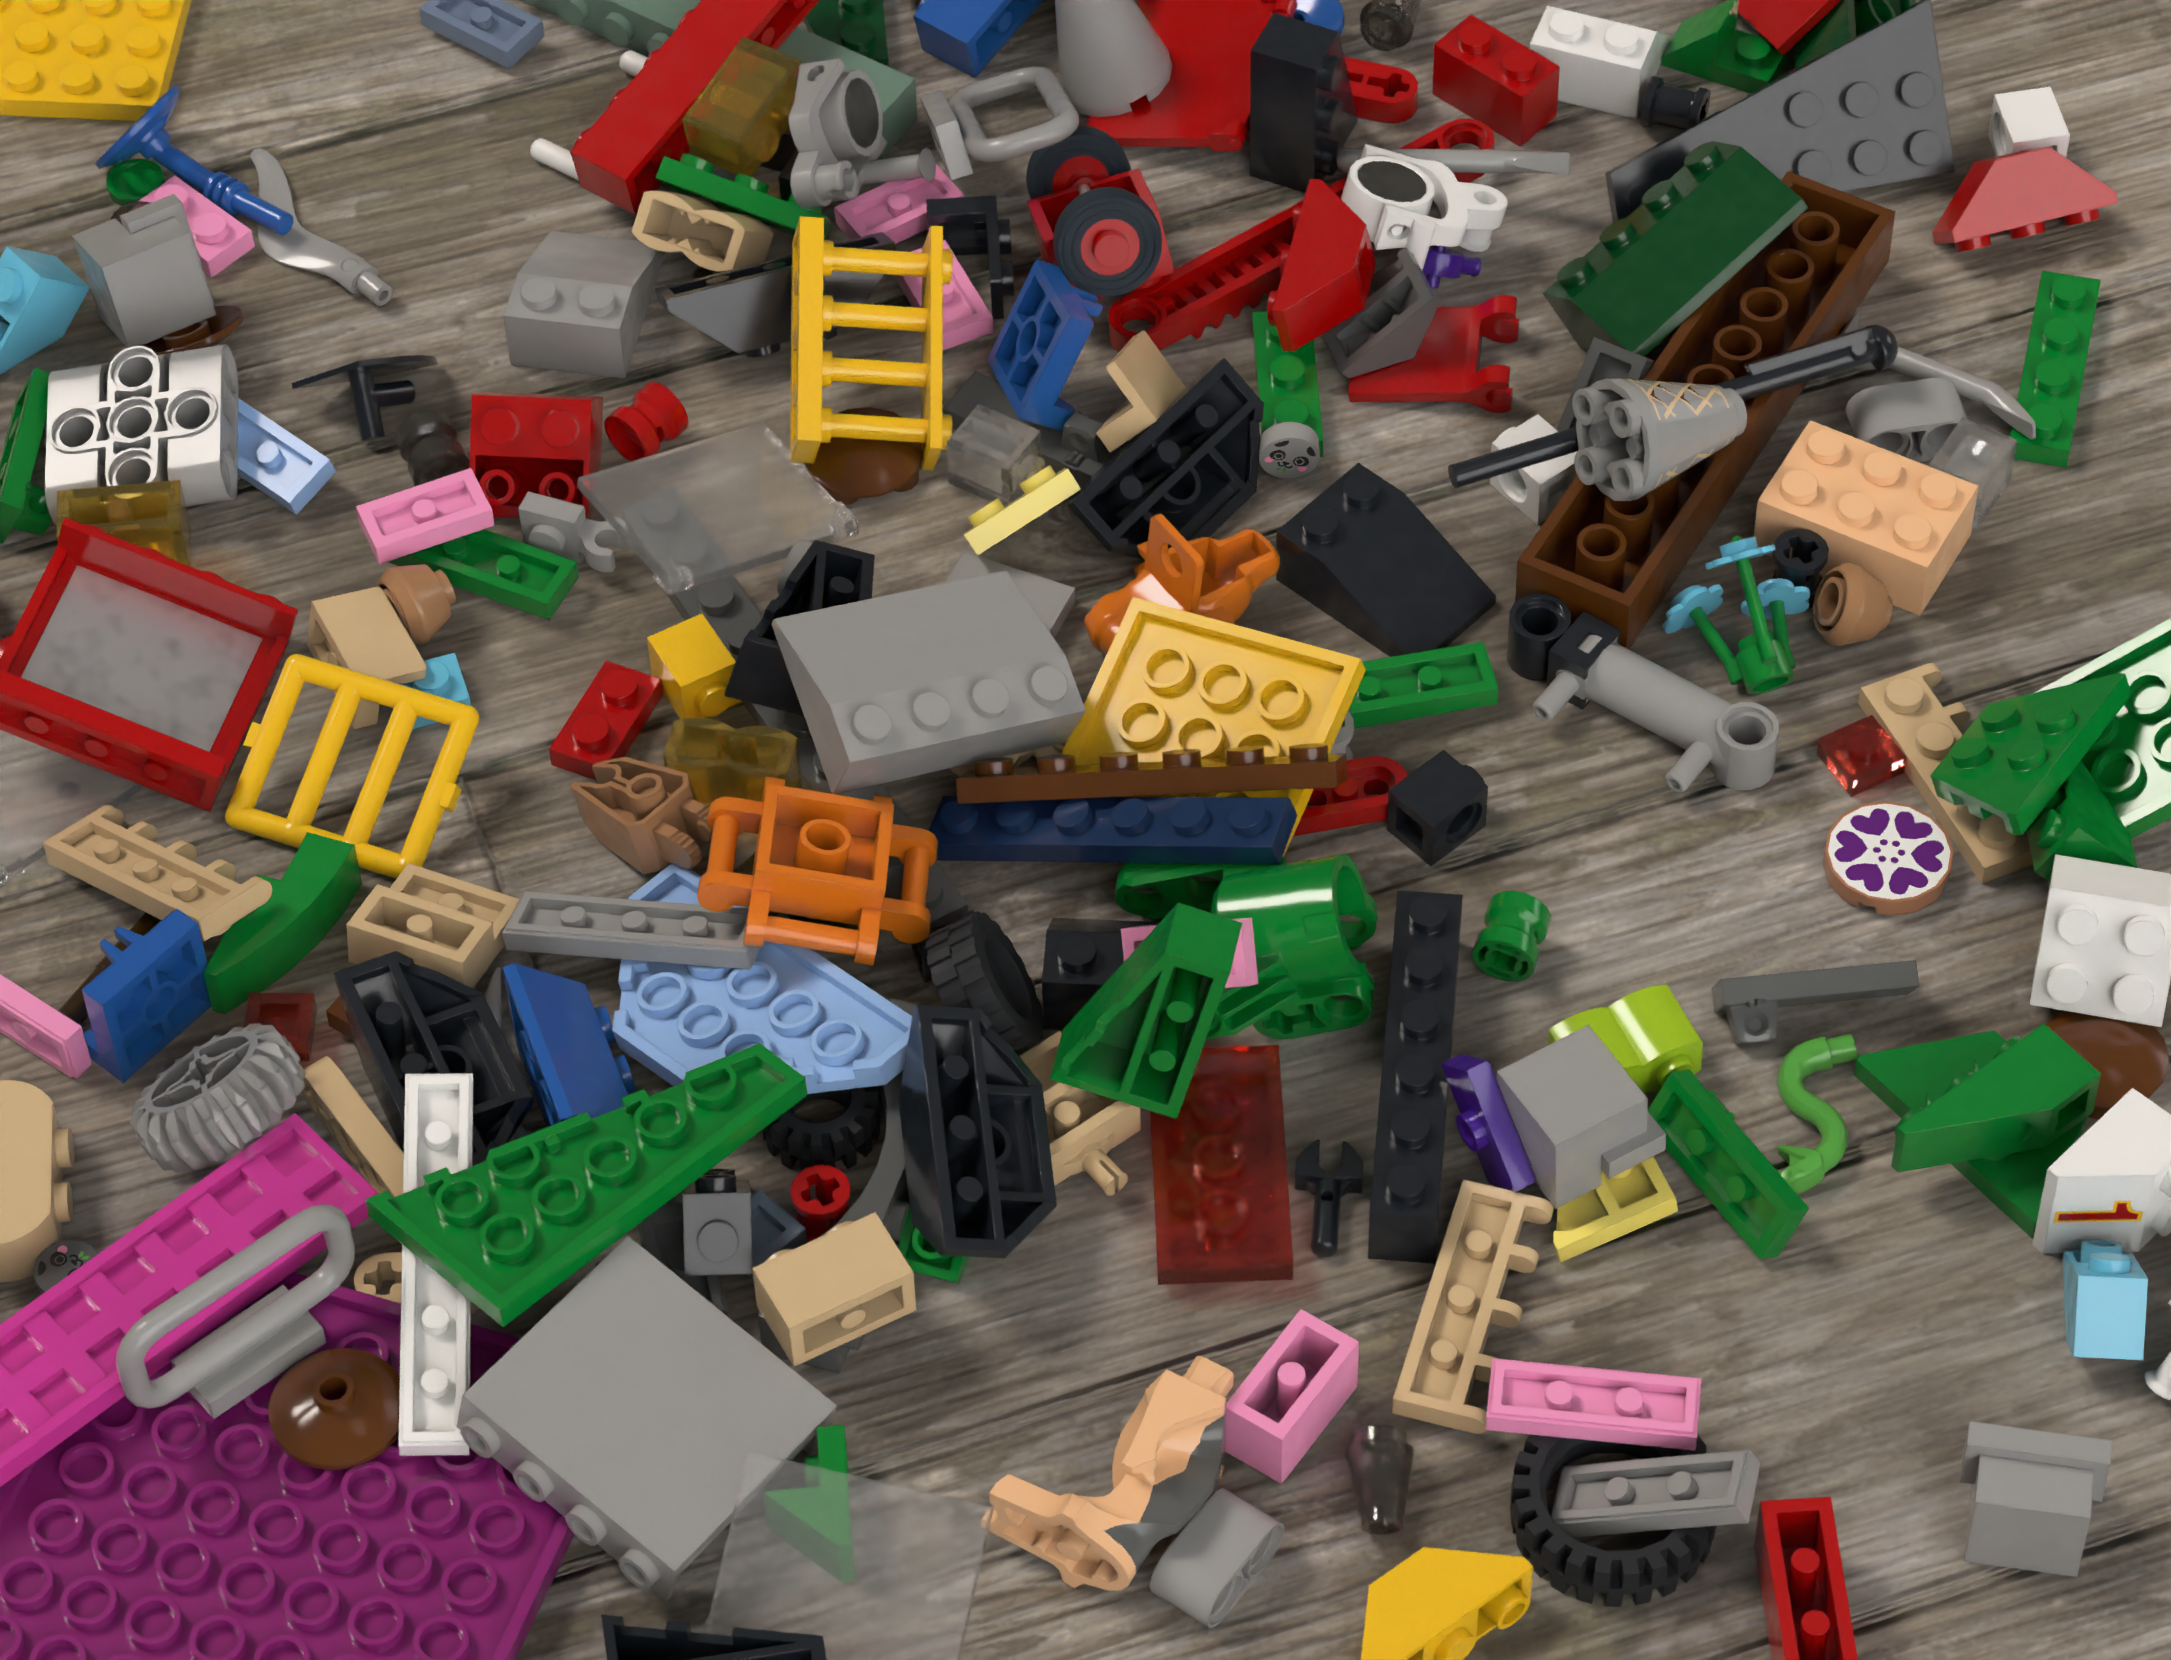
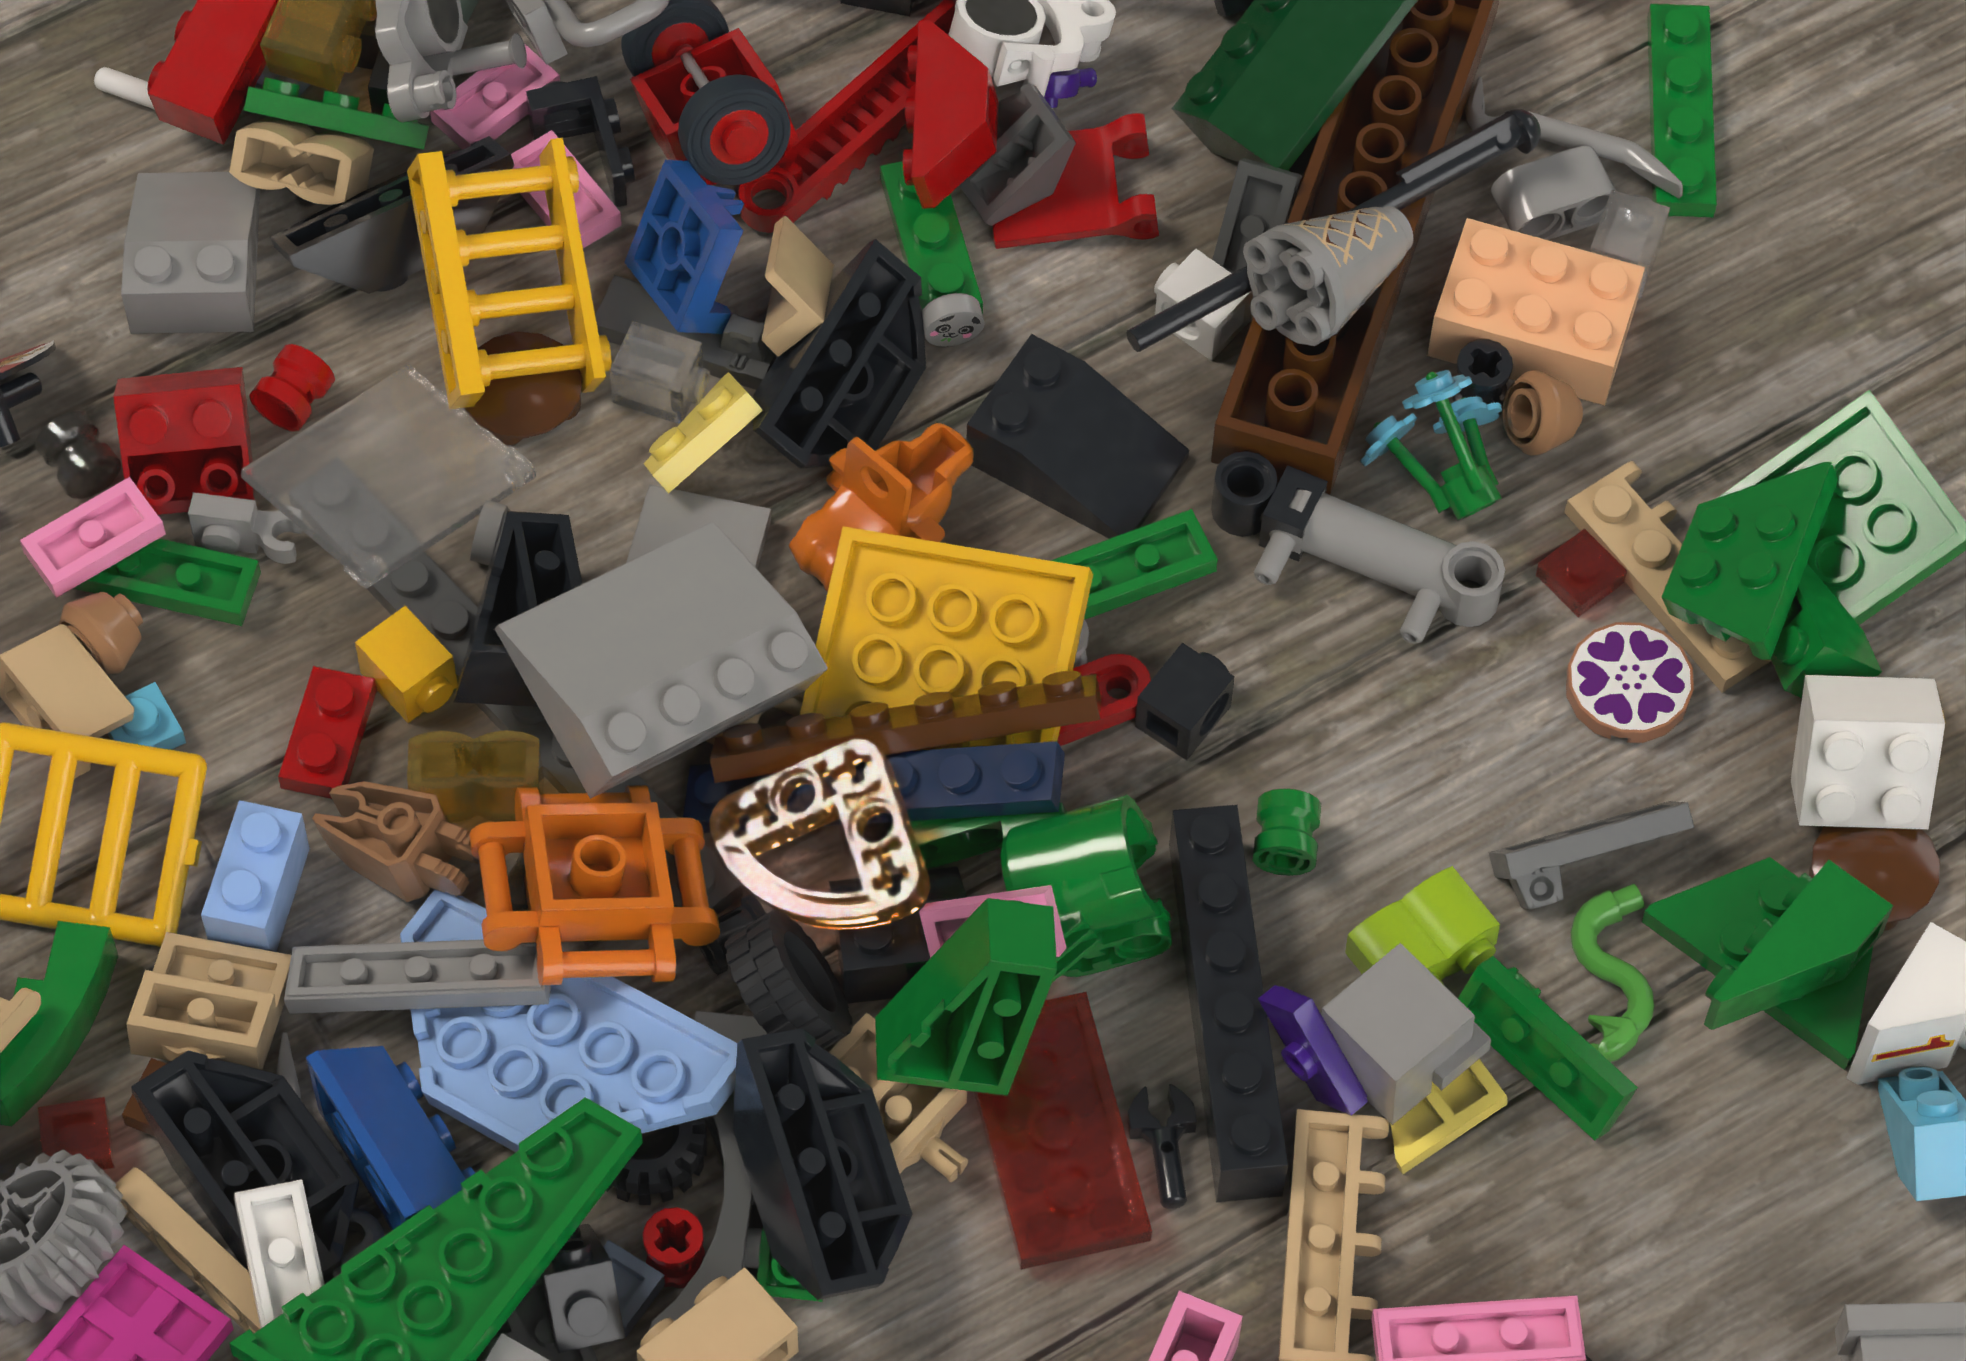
camera: 15 degrees left, 10 degrees up
(505, 826) = (256, 877): none -> light blue brick
(1079, 833) = (854, 806): none -> clear orange beam

